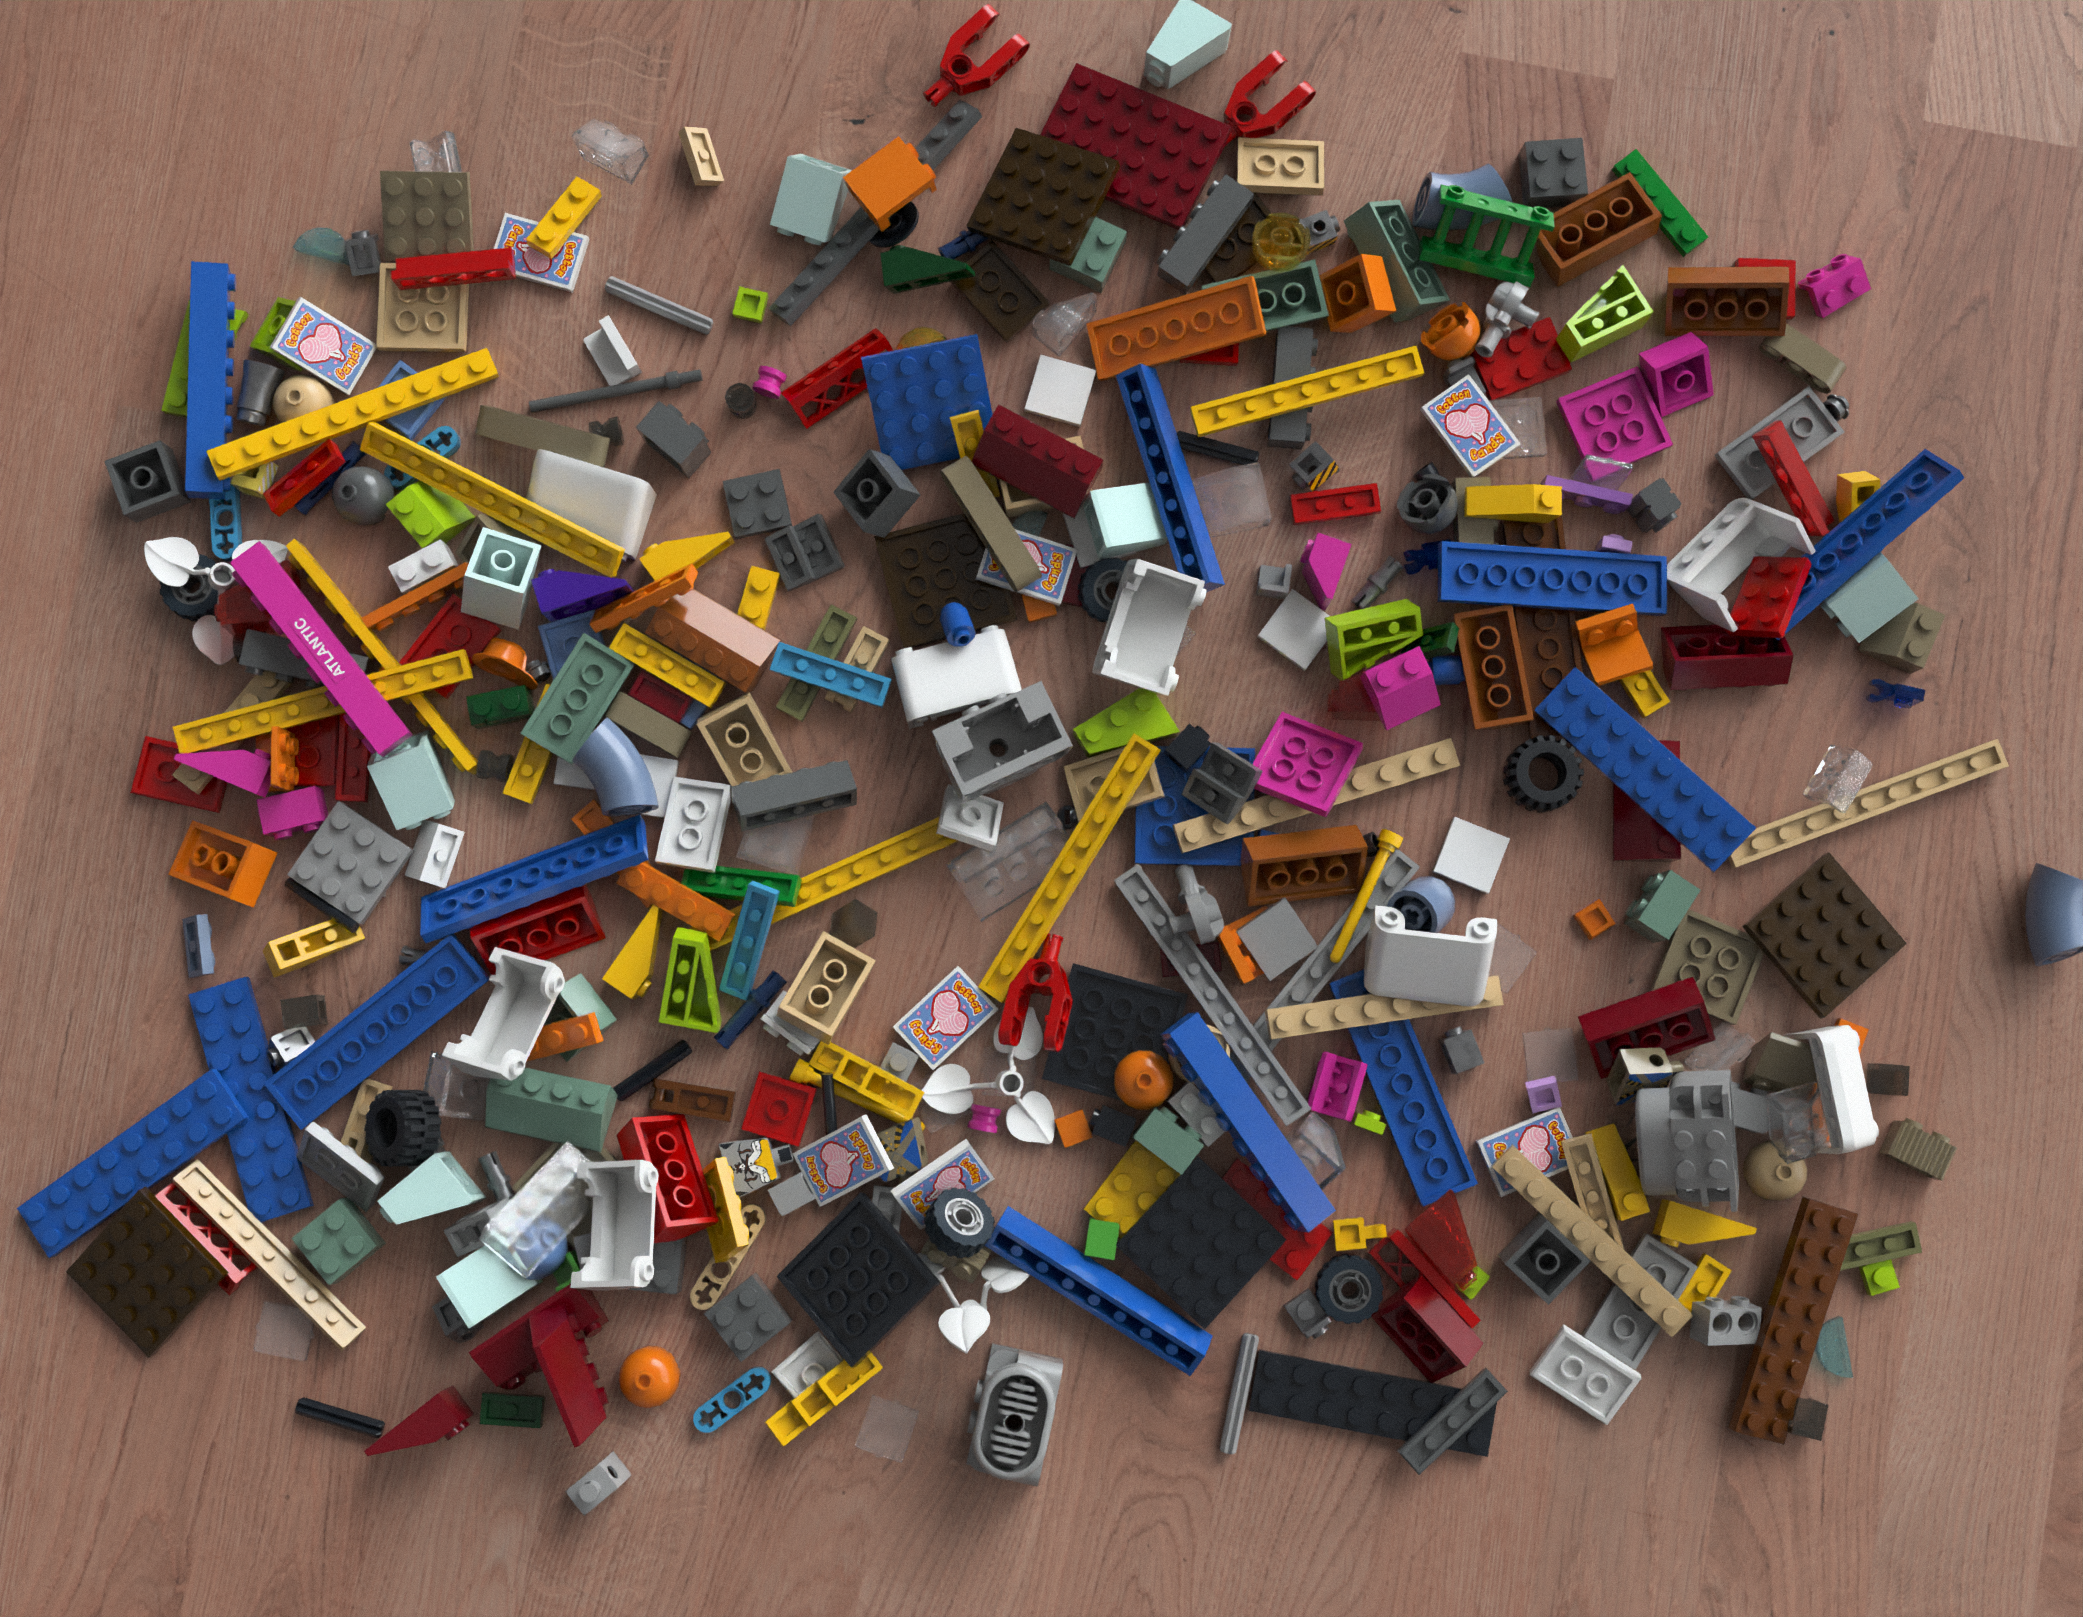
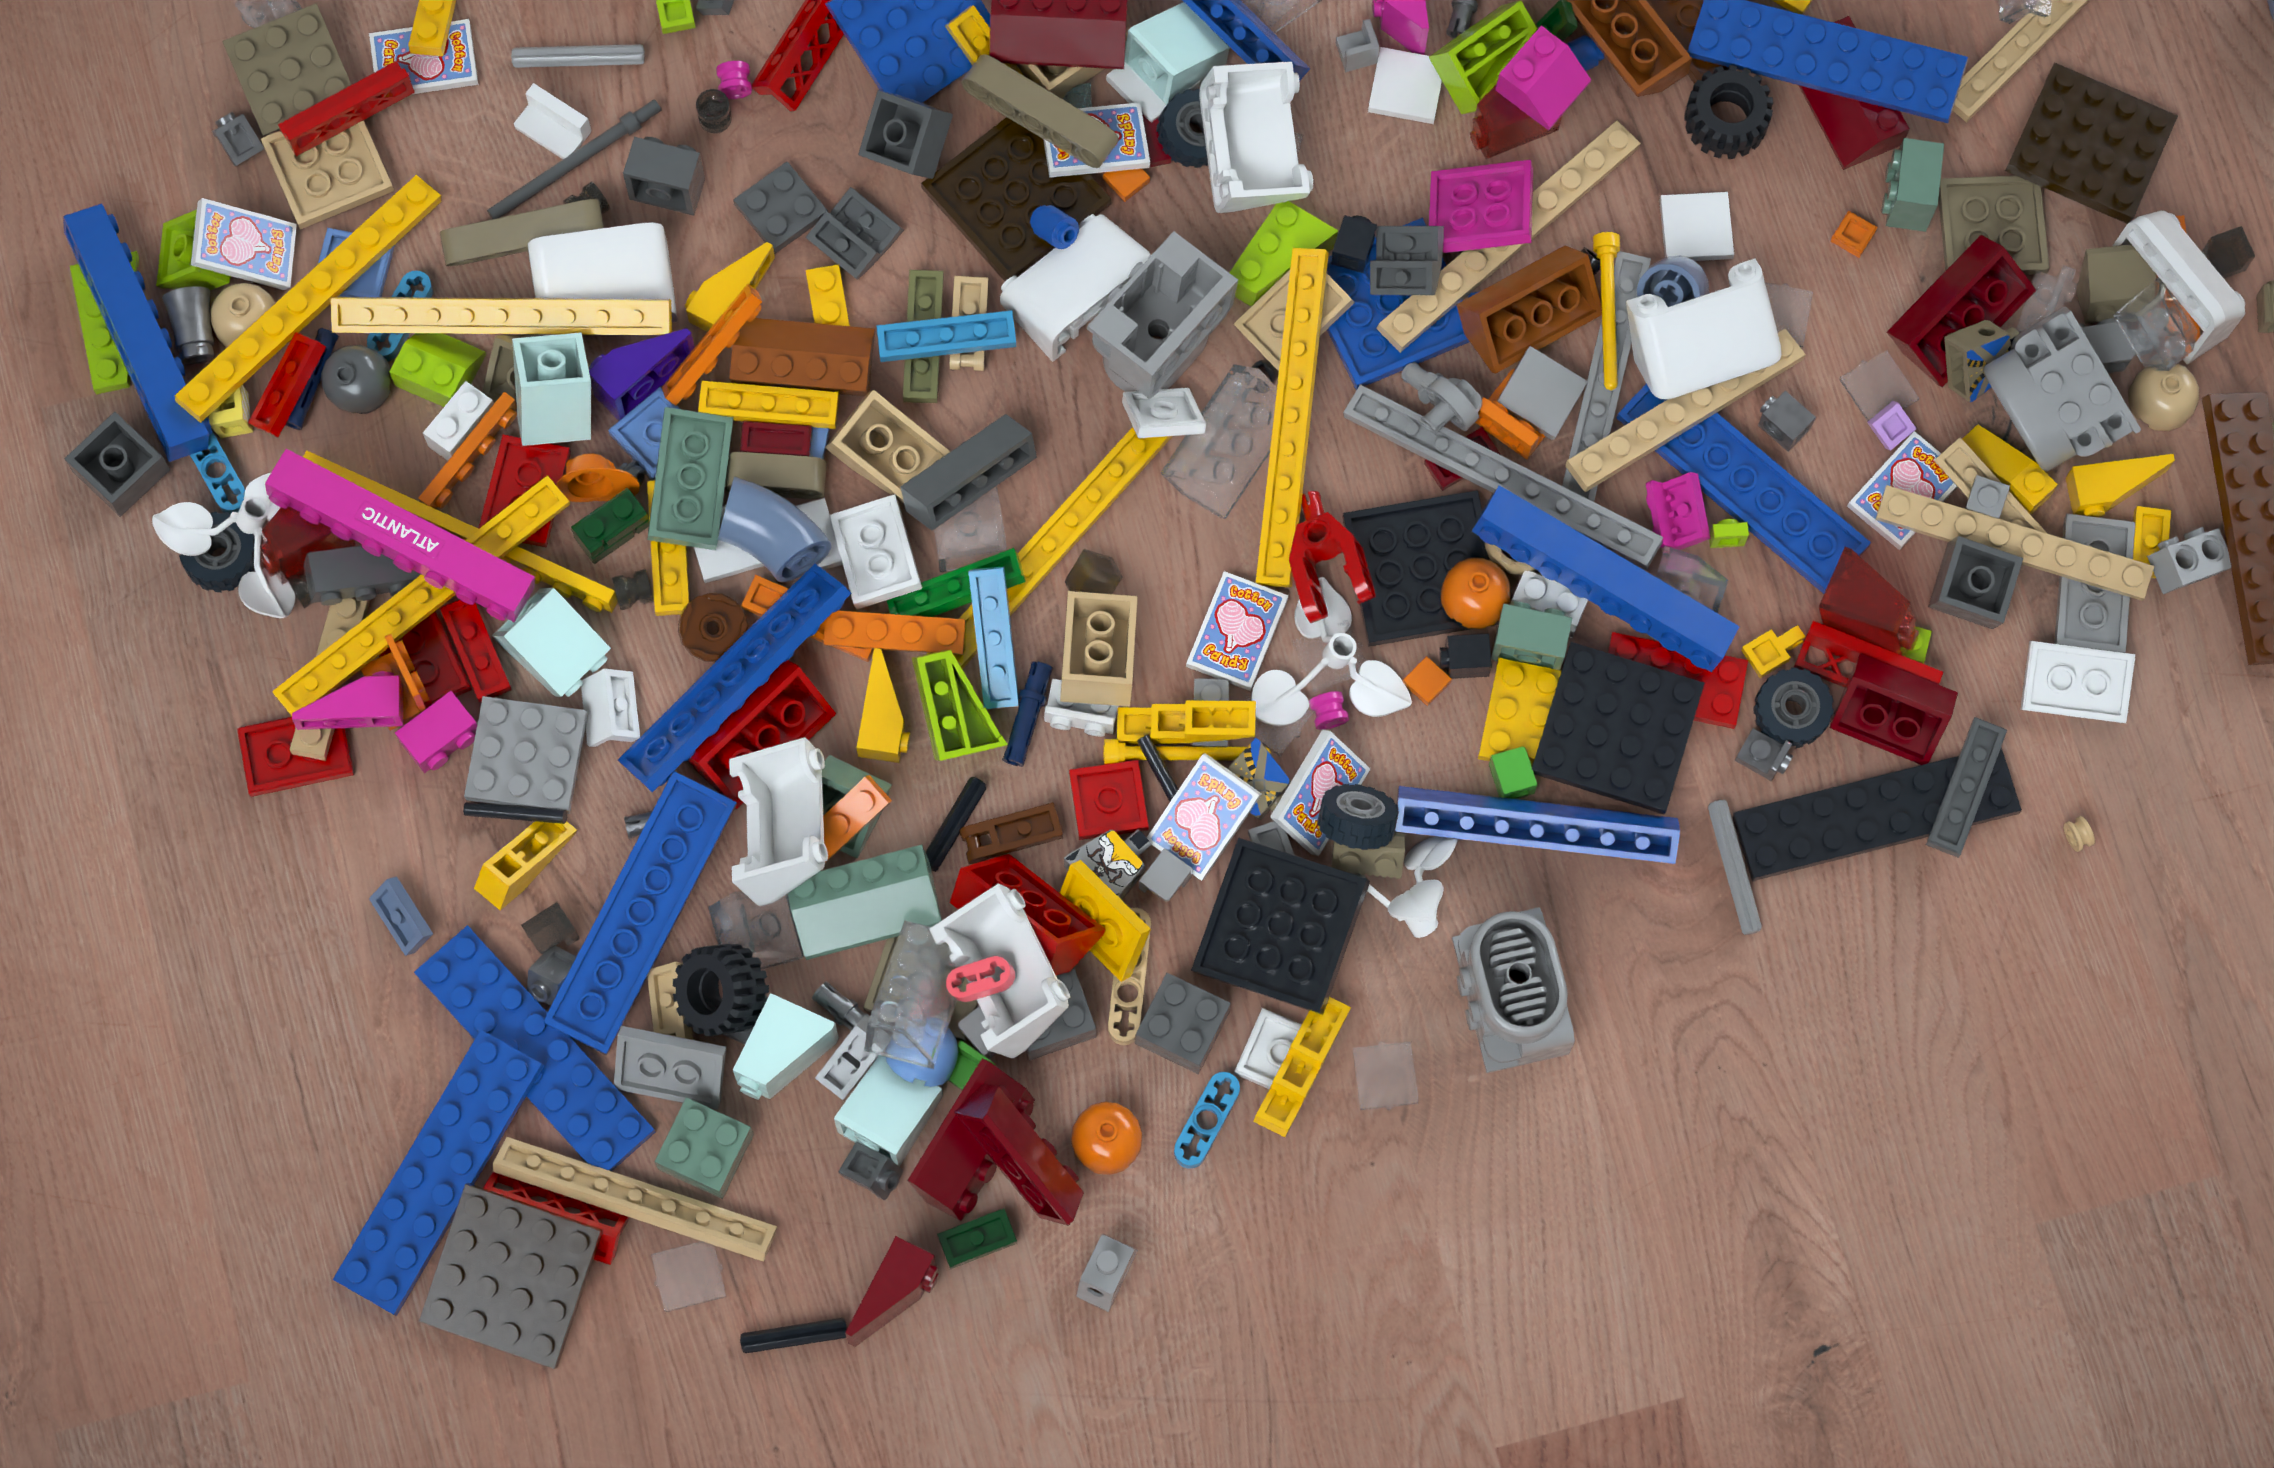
camera: 25 degrees left, 10 degrees down
(223, 863) = (386, 819): orange slope -> none
(323, 244) = (189, 148): clear light blue tile -> none
(537, 809) = (707, 608): none -> reddish brown plate
(597, 1226) = (983, 986): none -> coral beam
(1523, 1498) = (2079, 833): none -> tan bush
(1588, 1194) = (1987, 497): none -> light grey plate

